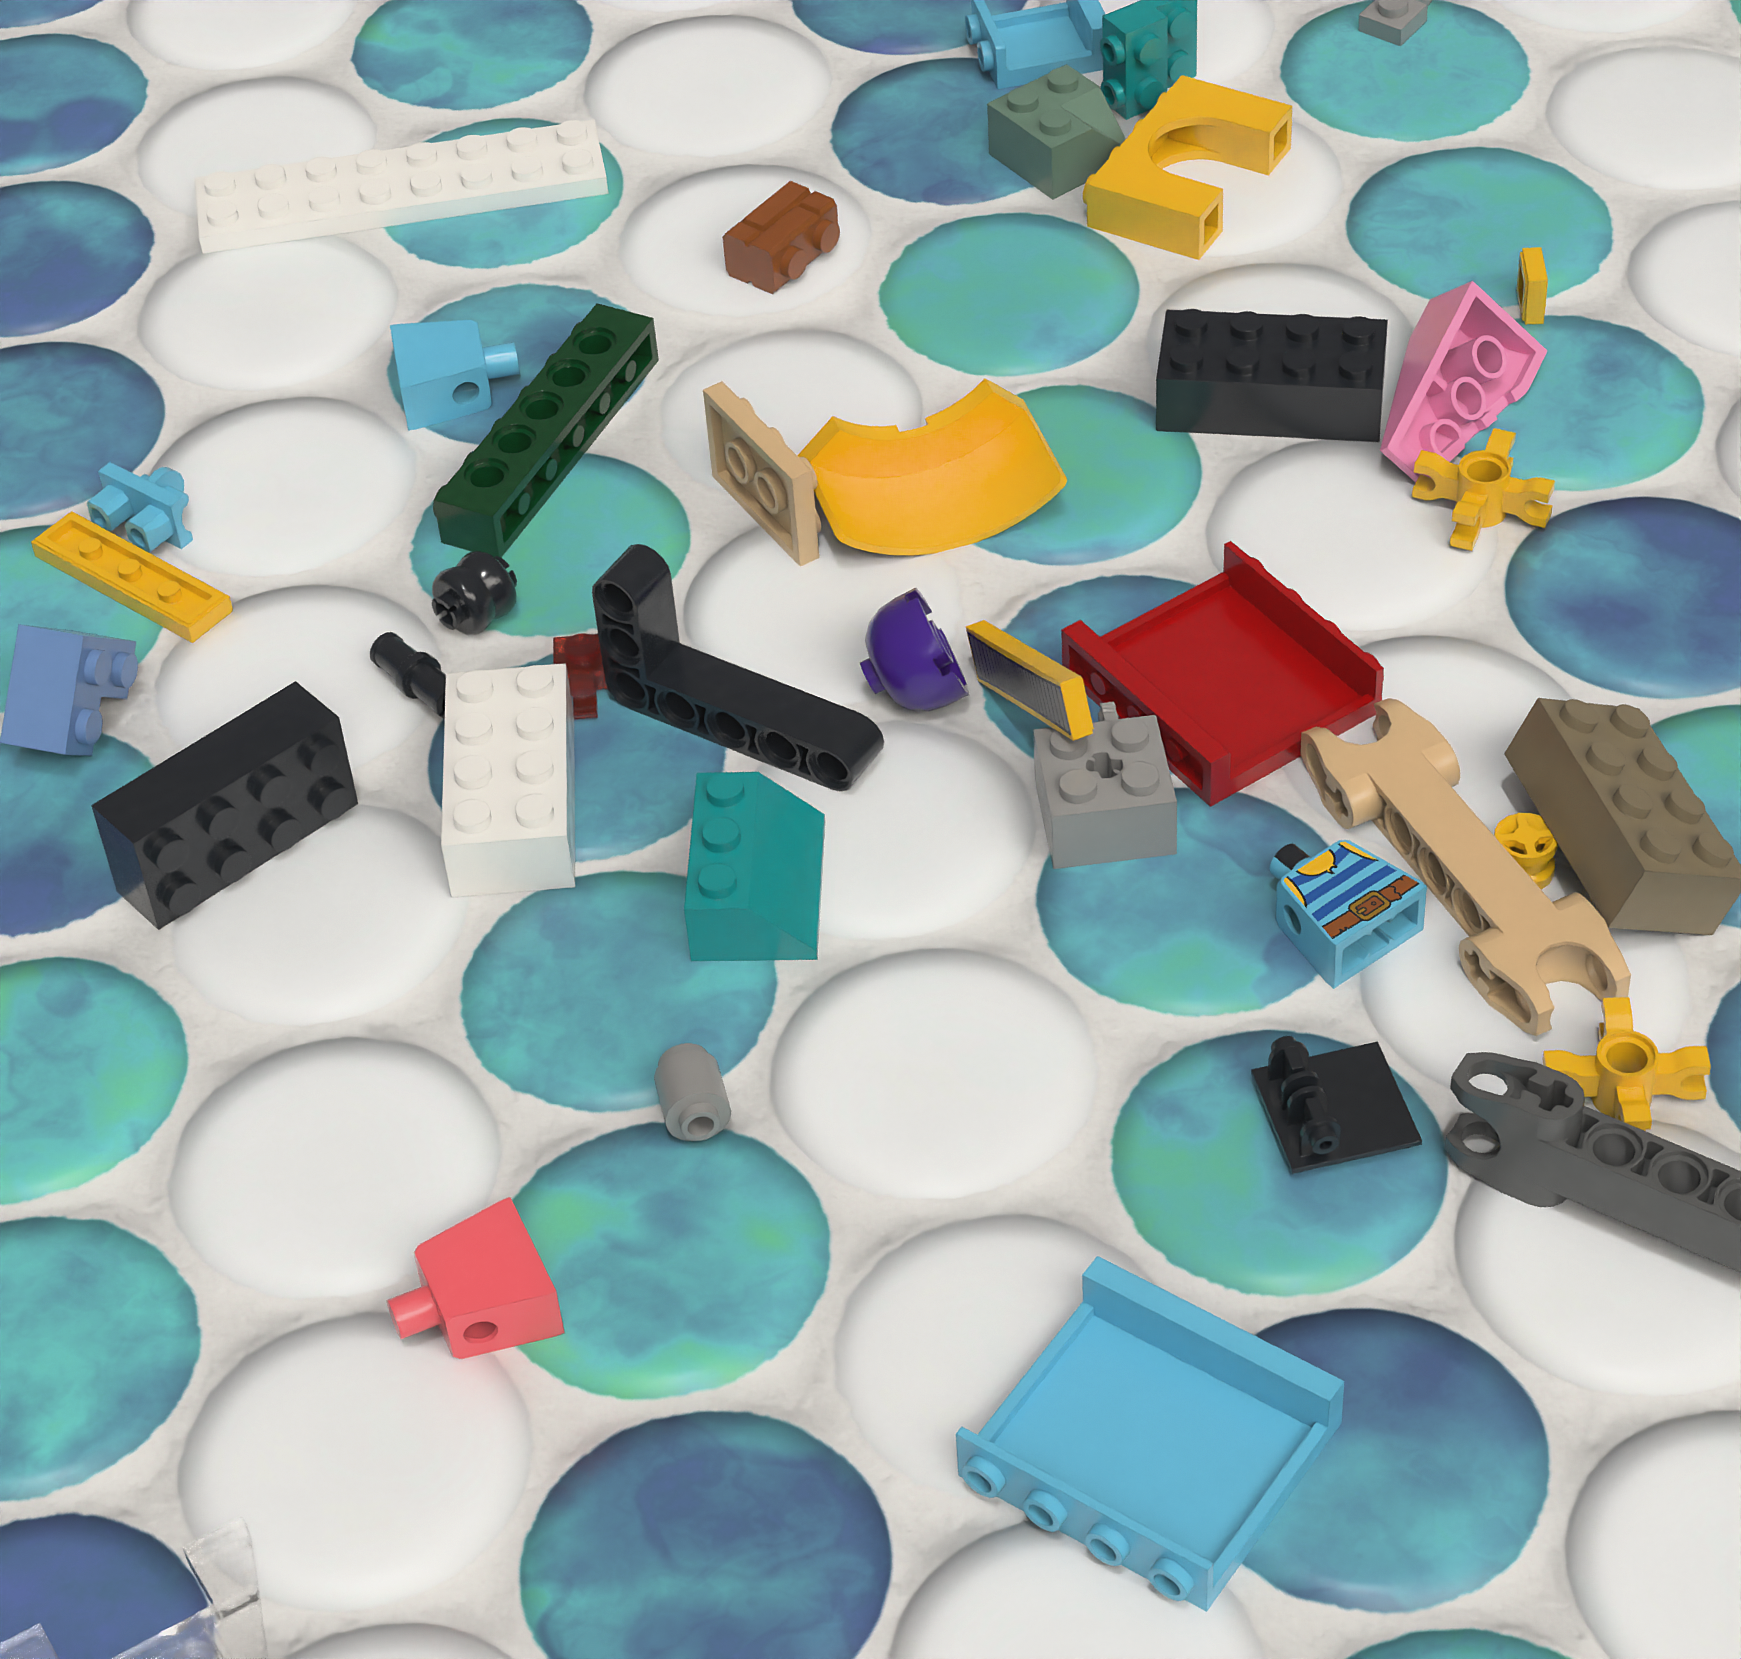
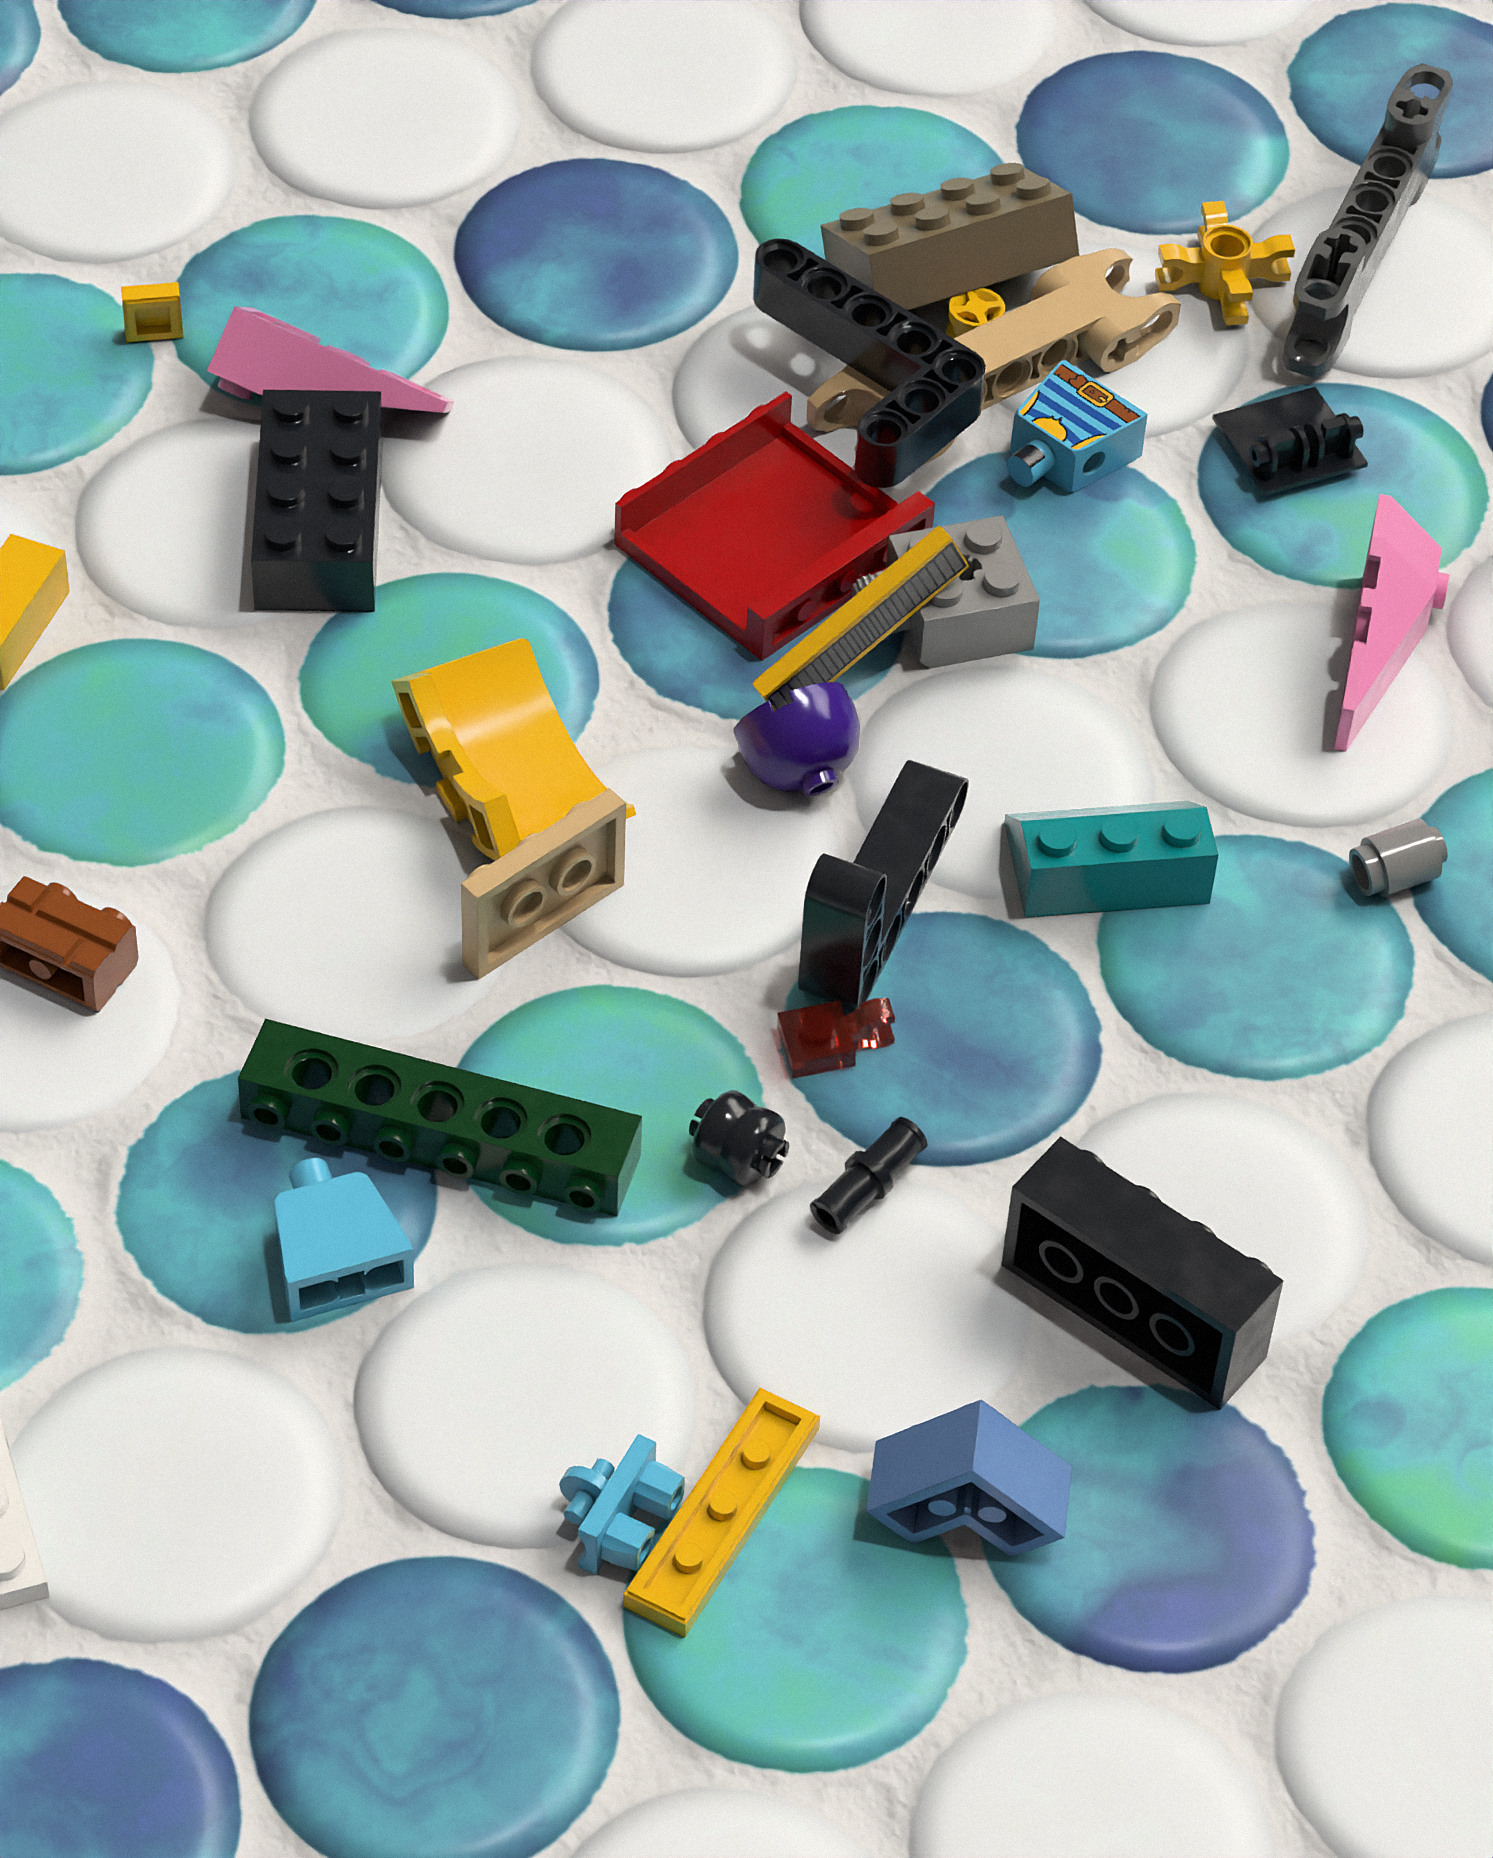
camera: 105 degrees left, 5 degrees up
(508, 781) = (1028, 1054): white brick -> none
(1038, 1122) = (1392, 611): none -> bright pink wedge
(1378, 761) = (930, 375): none -> black beam
(1483, 489) = (484, 347): yellow pin -> none

